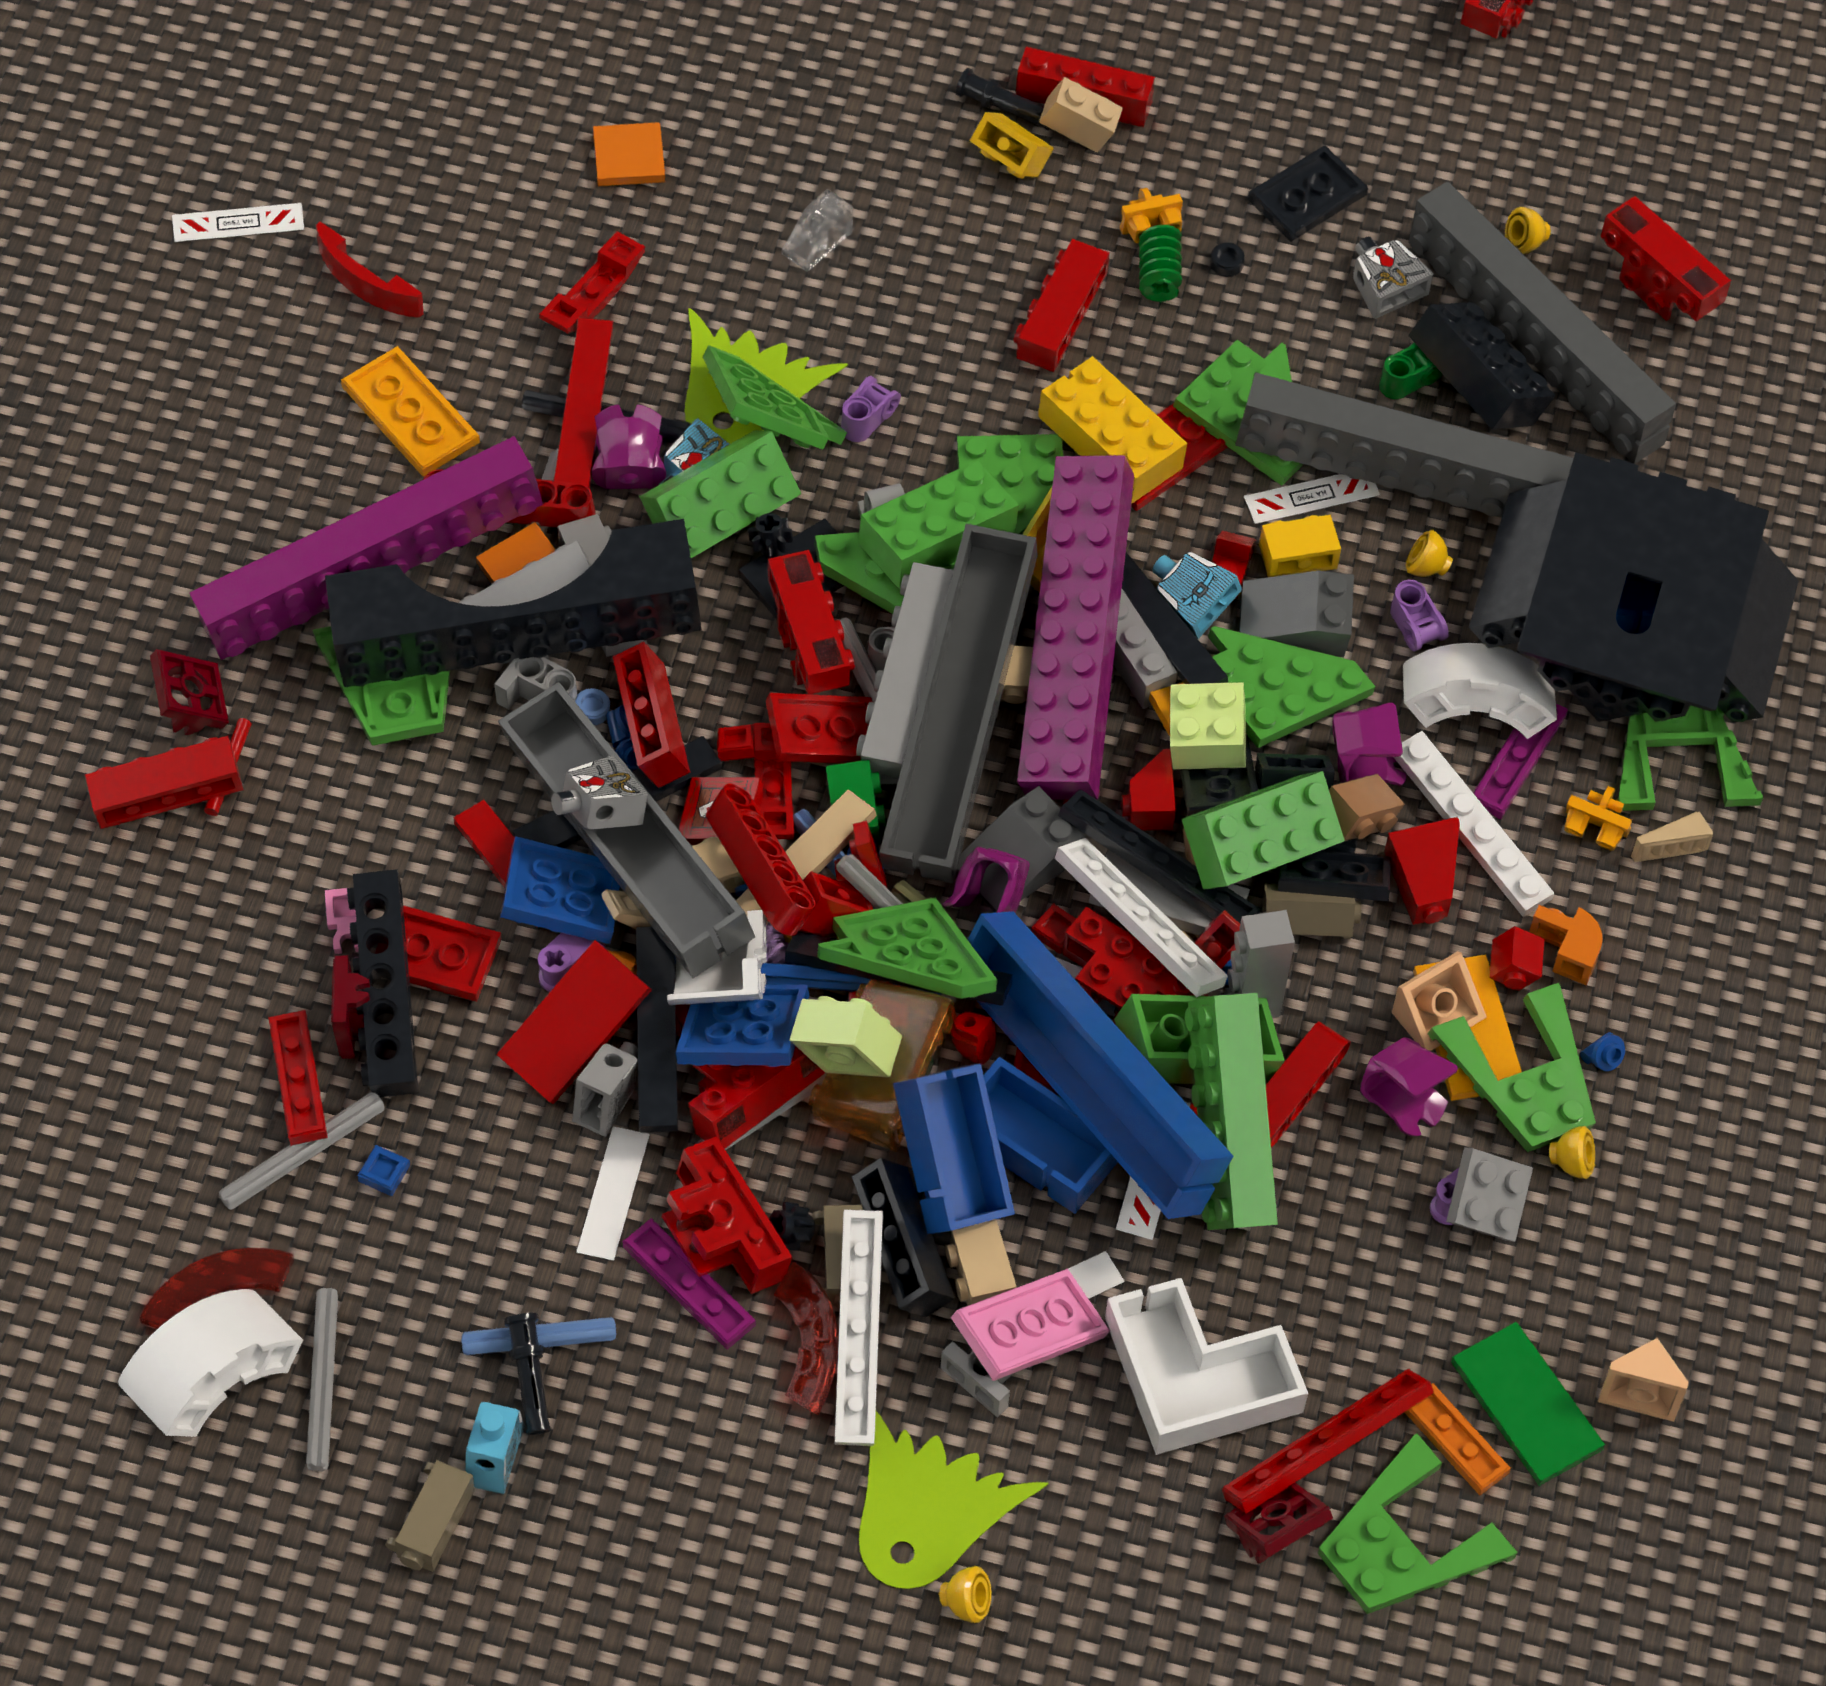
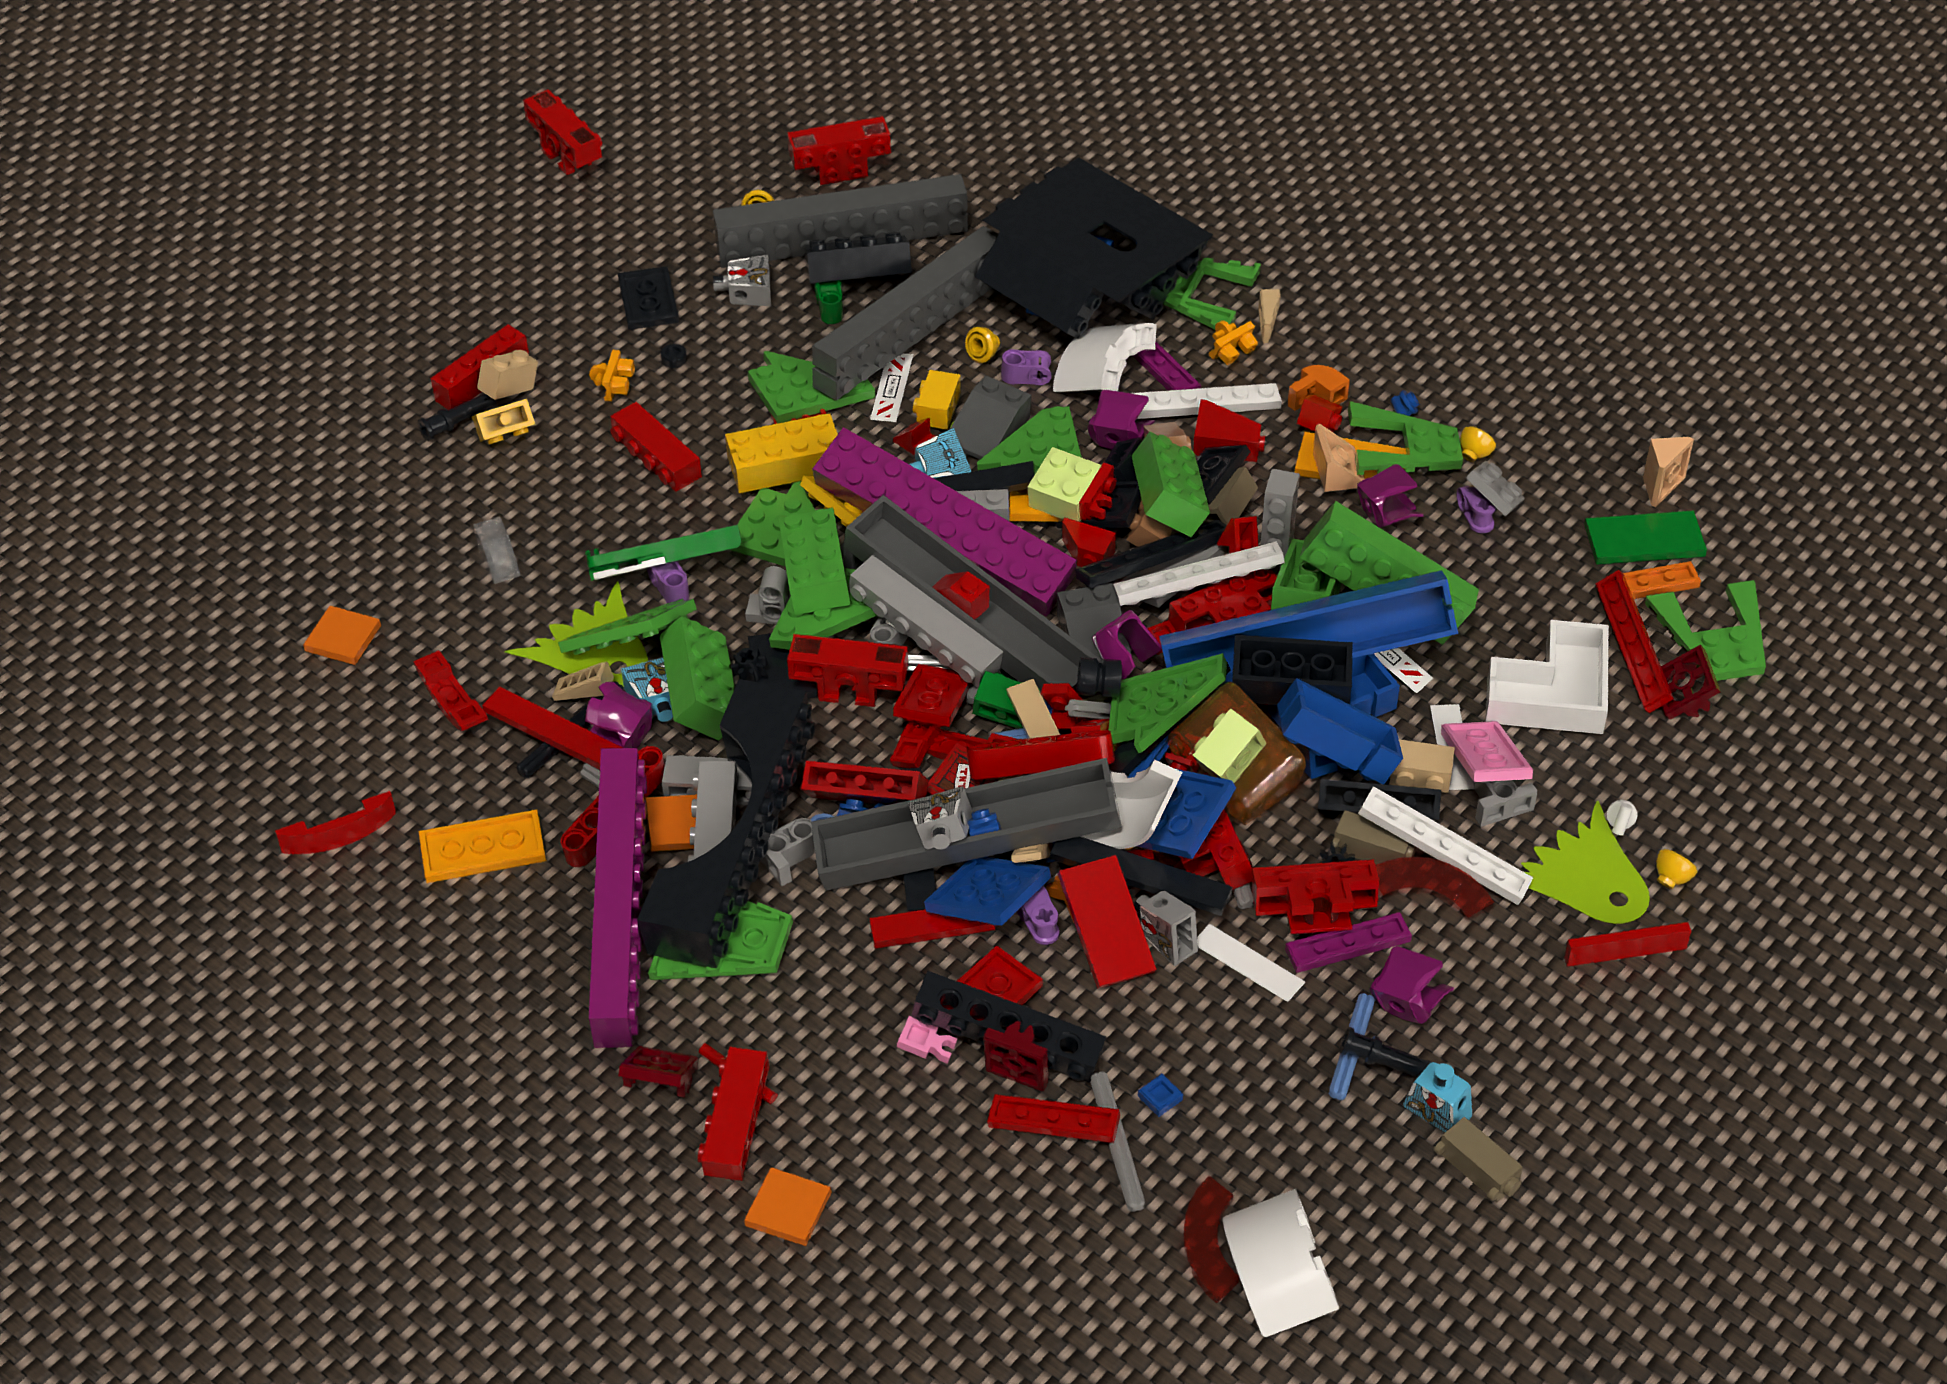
camera: 60 degrees left, 10 degrees down
(82, 881) = (788, 1206): none -> orange tile
(238, 222) = (220, 896): white sticker -> none
(322, 1379) = (1327, 1195): light grey axle -> none
(620, 839) = (983, 822): none -> blue plate
(633, 1361) = (1404, 987): none -> magenta piece
(669, 398) = (583, 683): none -> tan slope
(823, 1577) = (1627, 944): none -> red tile
(890, 381) = (661, 552): none -> green piece
(909, 874) = (1099, 677): none -> black wheel
(950, 685) = (965, 592): none -> red slope
(1017, 1062) = (1271, 664): none -> black brick
(1026, 1513) = (1621, 816): none -> white plate
(1160, 263) = (657, 384): green piece -> none
(1217, 761) = (1097, 494): none -> red plate

